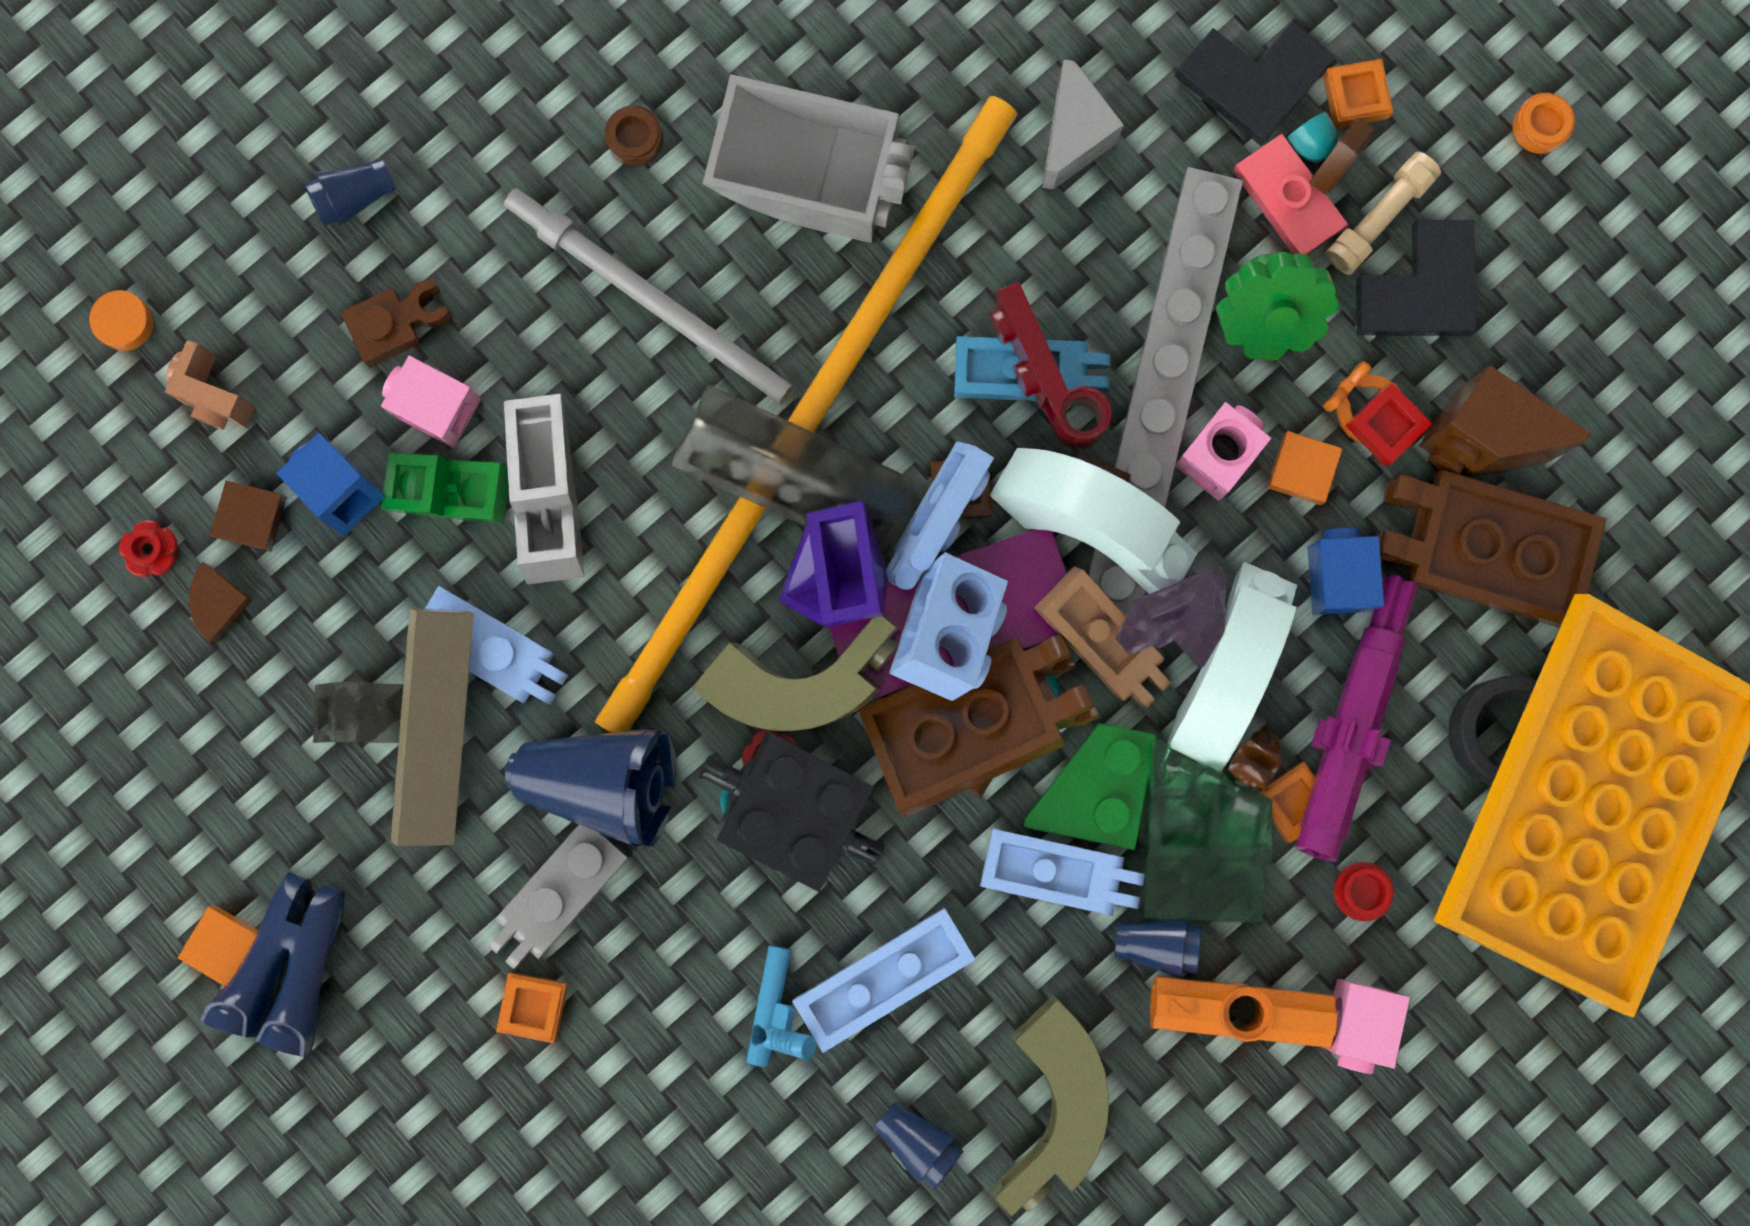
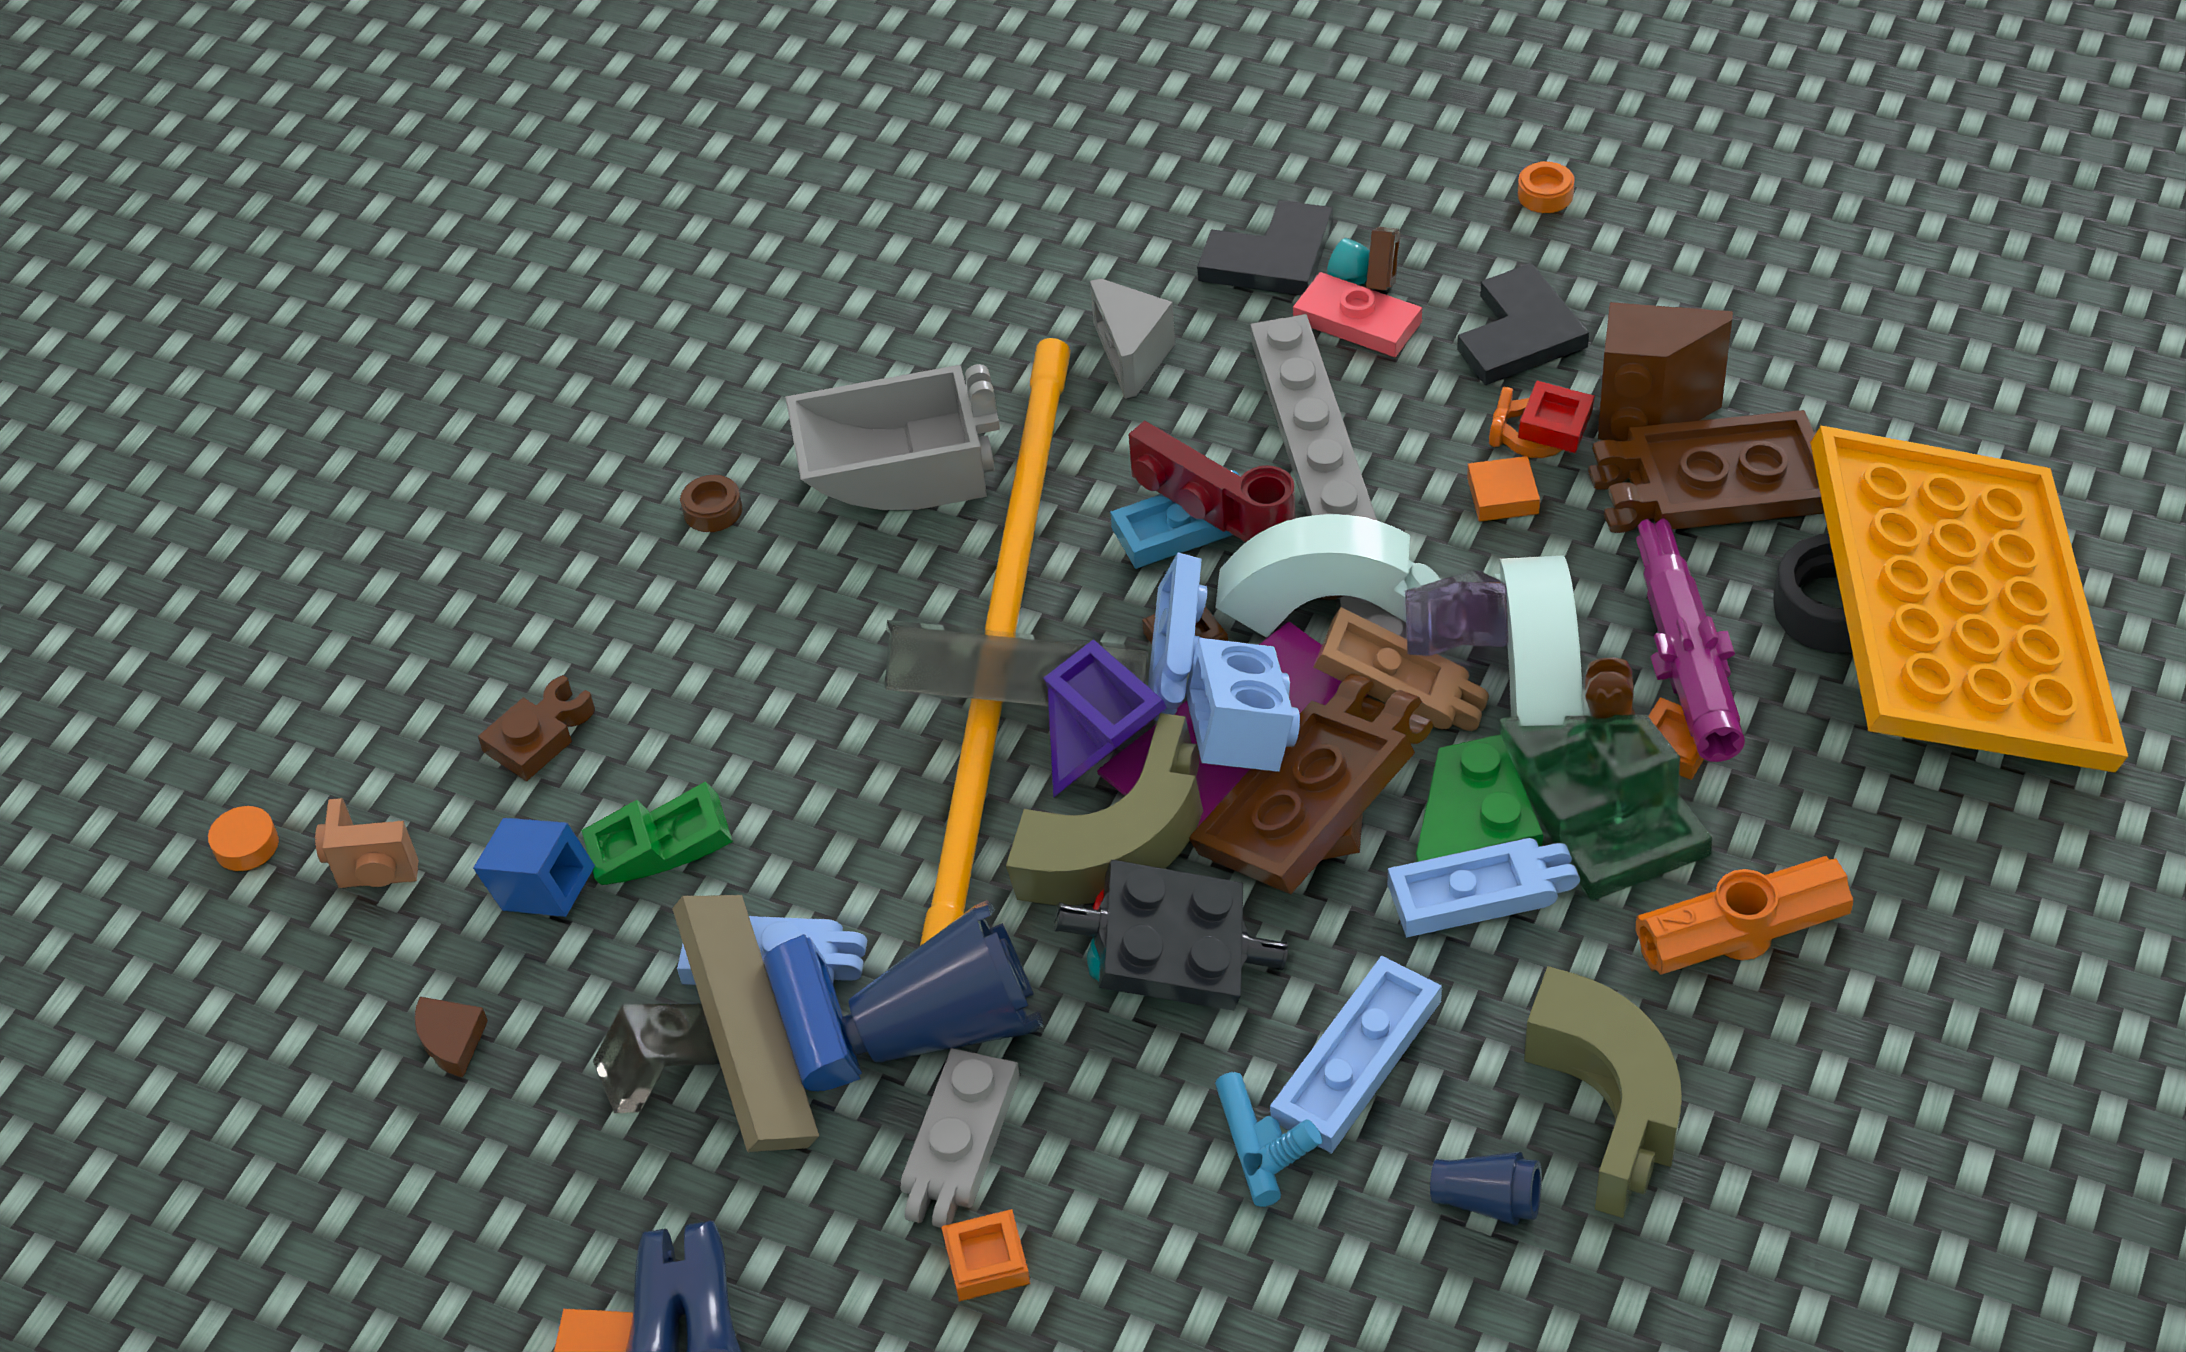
camera: 20 degrees left, 35 degrees down
(159, 560) = (359, 1027): red plate -> none
(248, 516) = (452, 945): reddish brown tile -> none
(348, 190) = (438, 644): dark blue cone -> none
(429, 401) = (606, 764): bright pink brick -> none
(488, 741) = (811, 1015): none -> blue brick
(542, 489) = (763, 794): light grey slope -> none
(560, 232) = (674, 595): light grey bar -> none
(1160, 945) = (1622, 897): dark blue cone -> none
(1208, 469) = (1418, 495): bright pink brick -> none
(1277, 305) = (1395, 369): green plant -> none
(1345, 573) = (1597, 539): blue brick -> none
(1357, 92) = (1364, 217): orange tile -> none
(1363, 891) = (1793, 774): red plate -> none
(1367, 1026) = (1879, 870): bright pink brick -> none
(1411, 181) = (1438, 319): tan bar -> none

